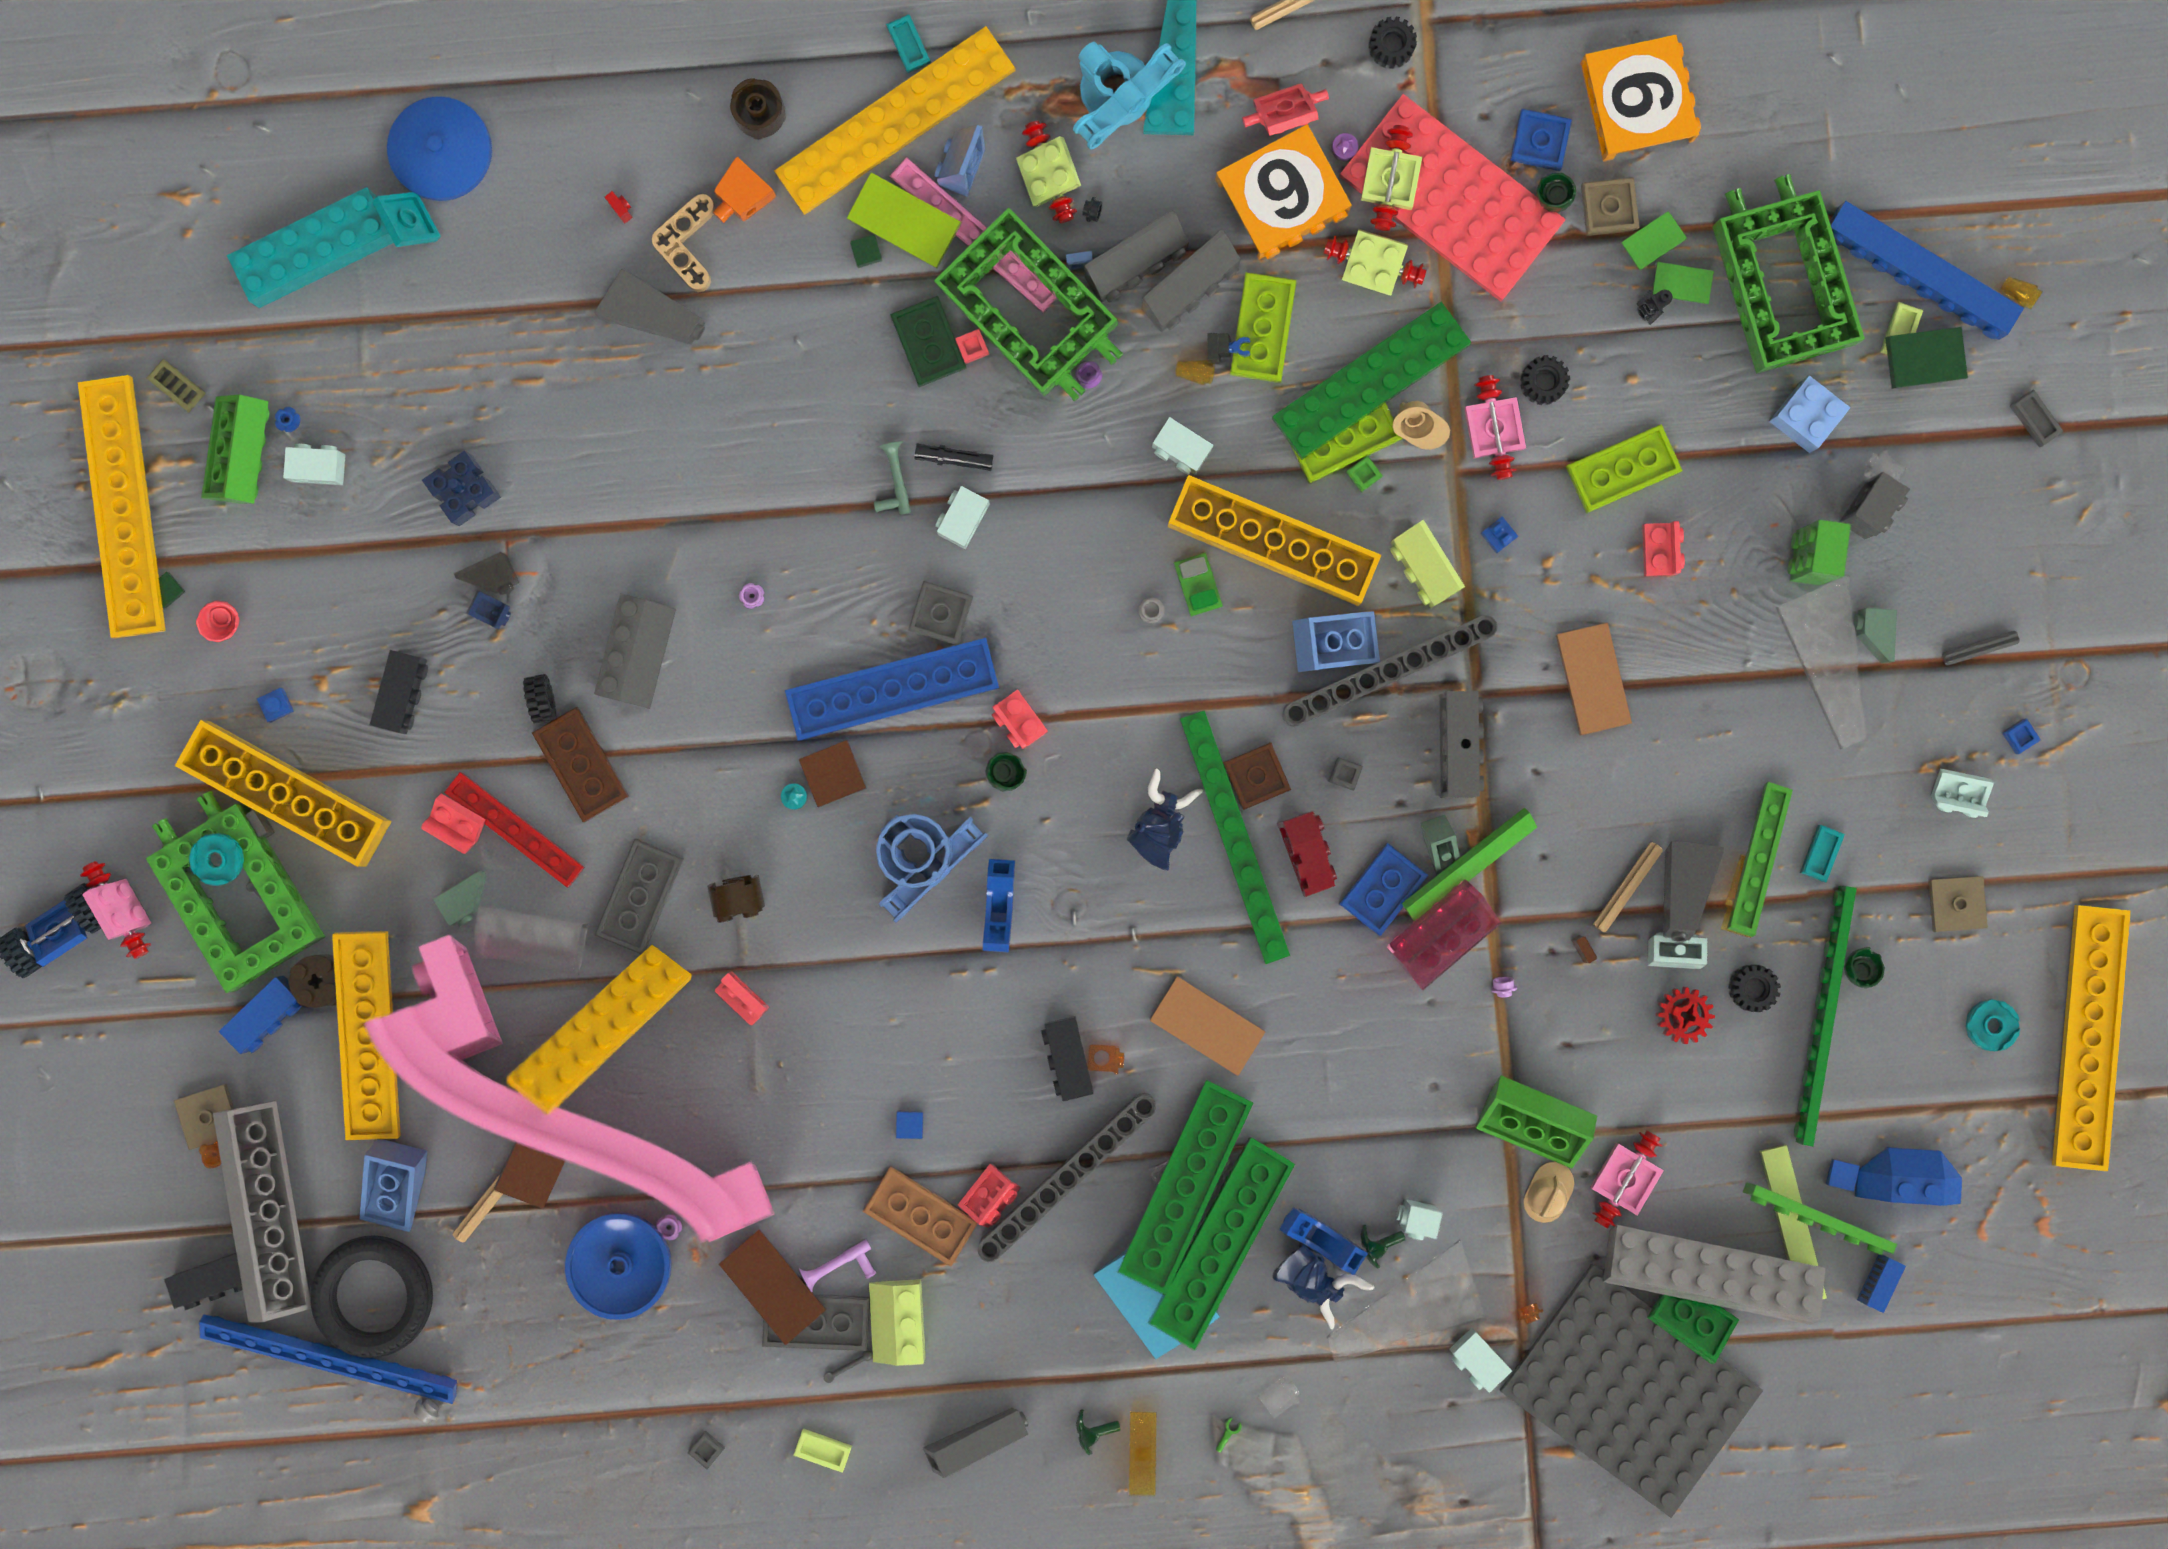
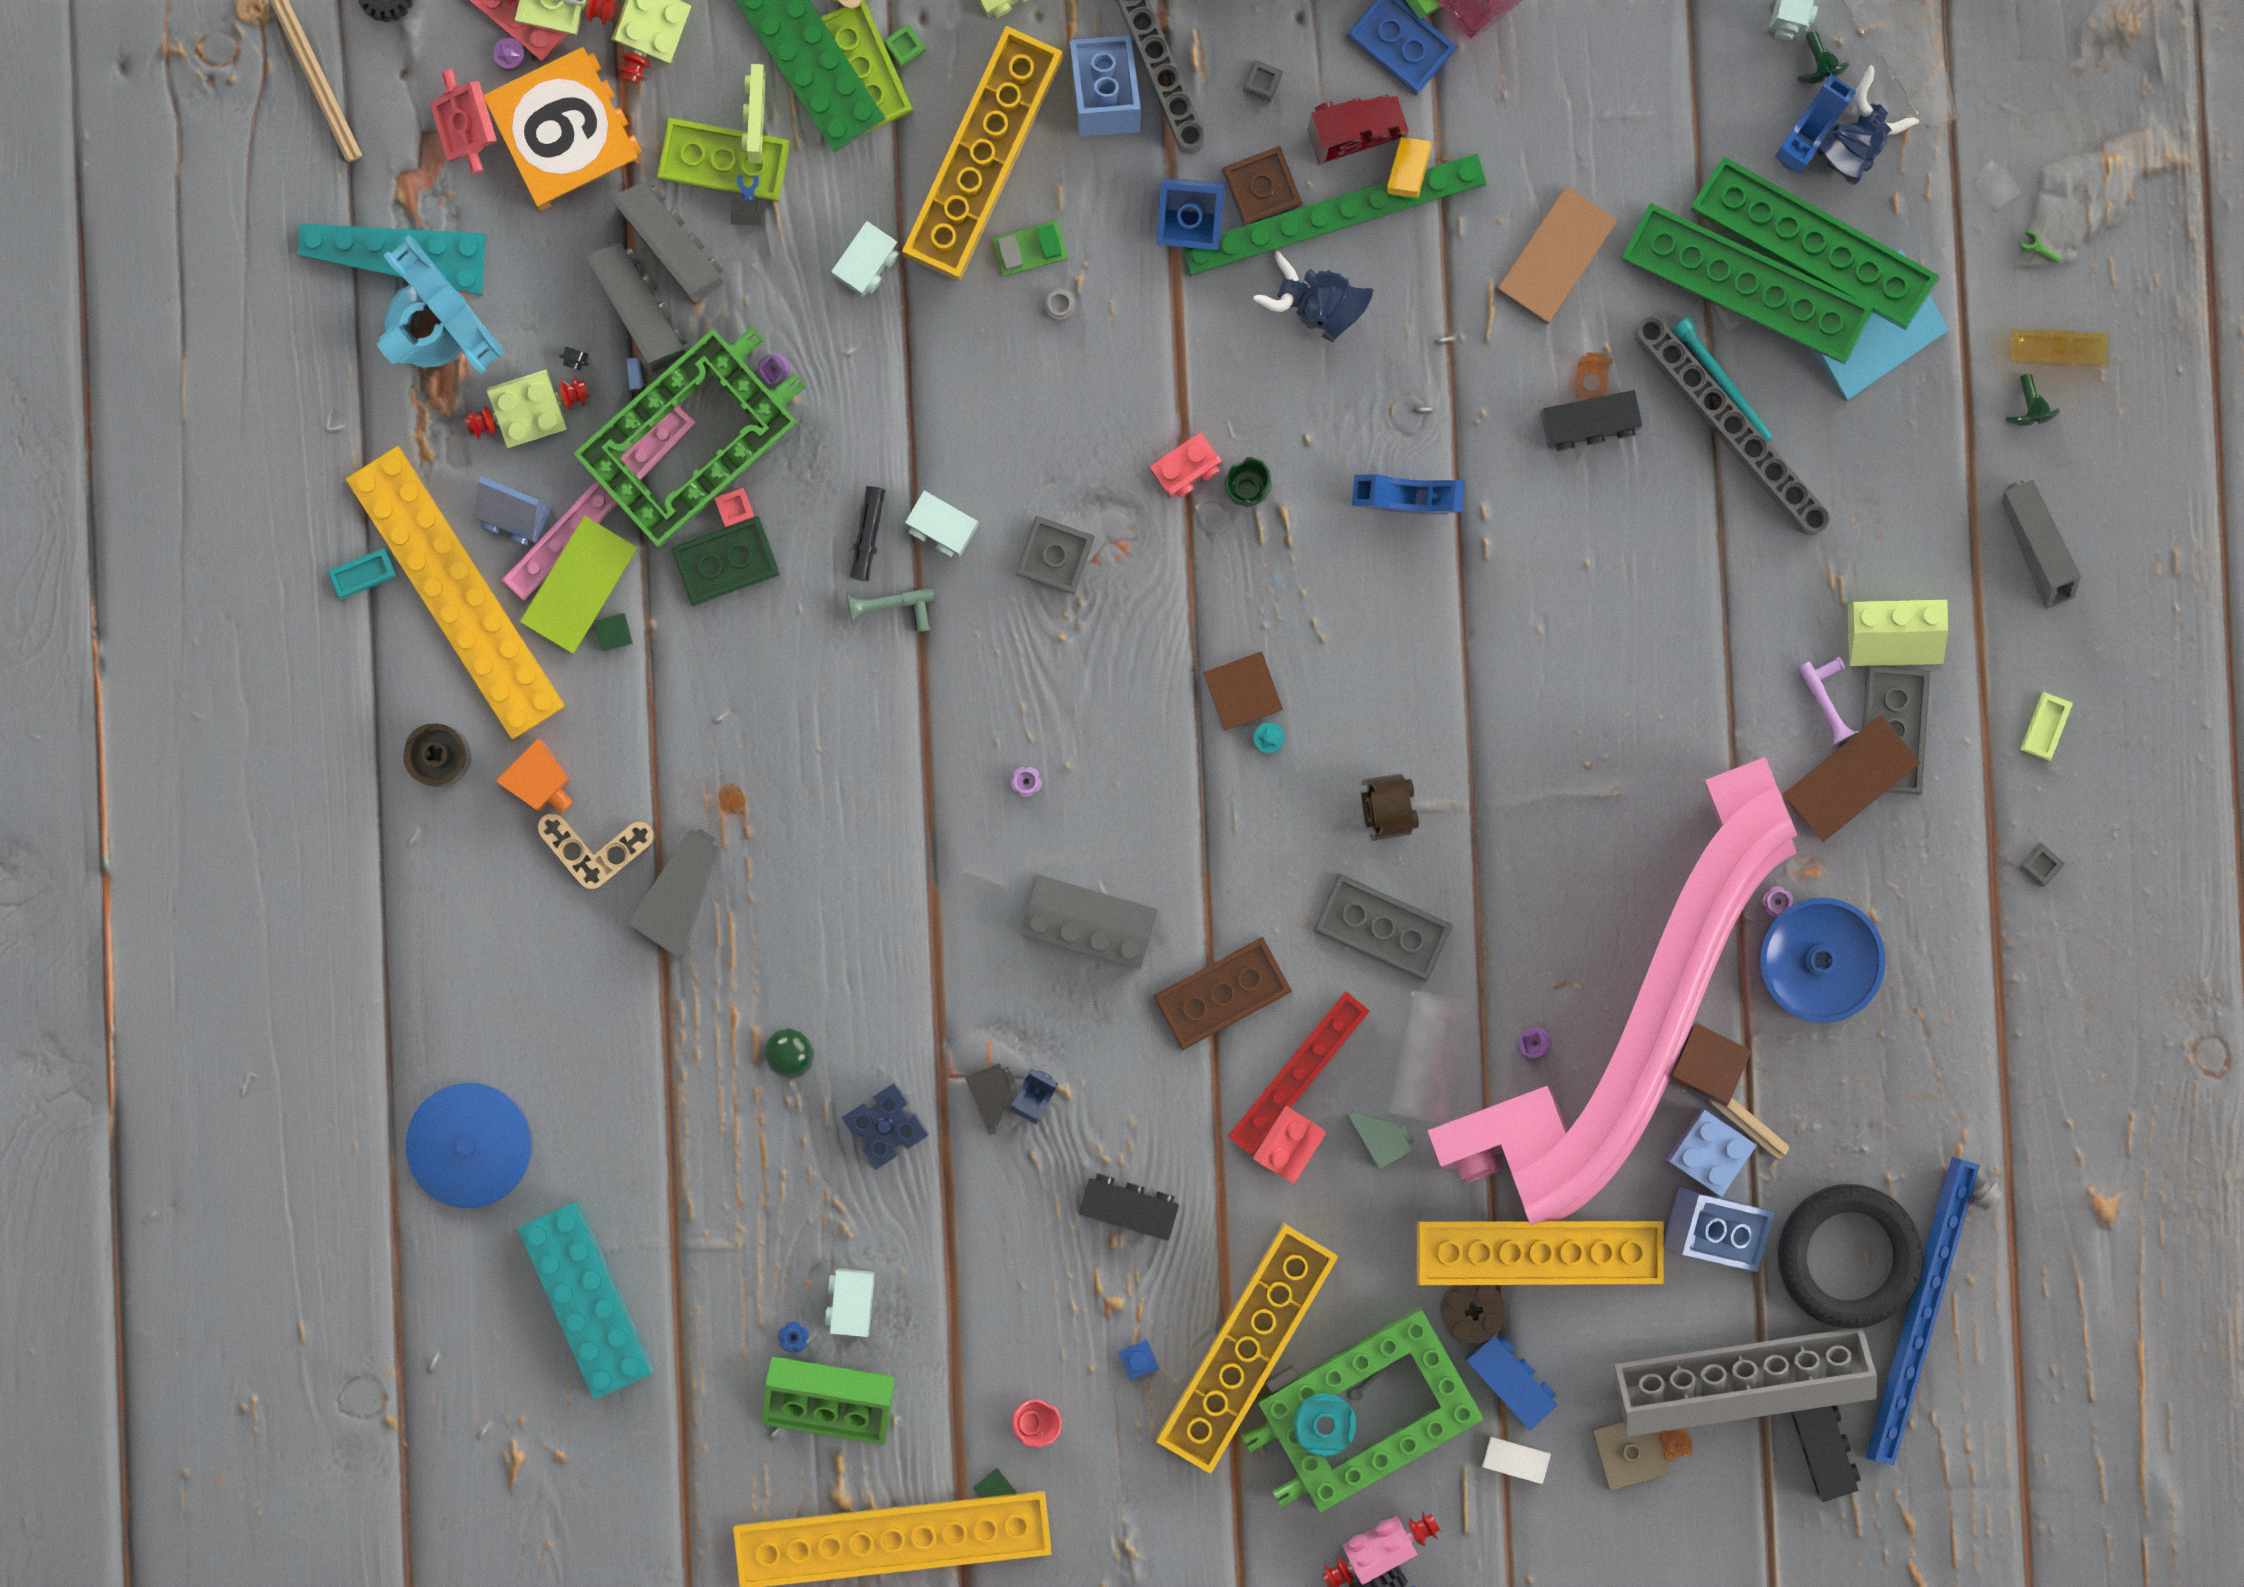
camera: 90 degrees left, 0 degrees up
(157, 373) = (727, 1490): olive slope -> none
(198, 1021) = (1516, 1459): none -> white tile
(406, 219) = (557, 1182): teal plate -> none
(455, 1176) = (1710, 1152): none -> light blue brick
(521, 407) = (789, 1053): none -> dark green hair
(539, 698) = (1143, 1036): black tyre -> none
(544, 1026) = (1534, 1043): none -> medium lavender tile
(598, 1029) = (1542, 962): yellow plate -> none
(619, 205) = (549, 926): red plate -> none
(729, 352) = (732, 799): none -> clear orange plate
(741, 998) = (1509, 806): coral bracket -> none
(829, 1376) = (1959, 716): dark grey hinge -> none
(892, 689) = (1144, 616): blue plate -> none
(909, 1125) = (1664, 611): blue tile -> none
(915, 881) = (1344, 556): medium blue piece -> none
(920, 1216) = (1773, 602): medium nougat tile -> none
(989, 1196) = (1752, 519): coral bracket -> none
(1144, 1137) = (1686, 333): none -> teal piece
(1196, 371) = (774, 240): clear yellow cone -> none
(1230, 716) = (1190, 213): none -> blue slope
(1275, 898) = (1409, 167): none -> yellow tile
(1300, 350) = (754, 113): none -> yellowish green plate

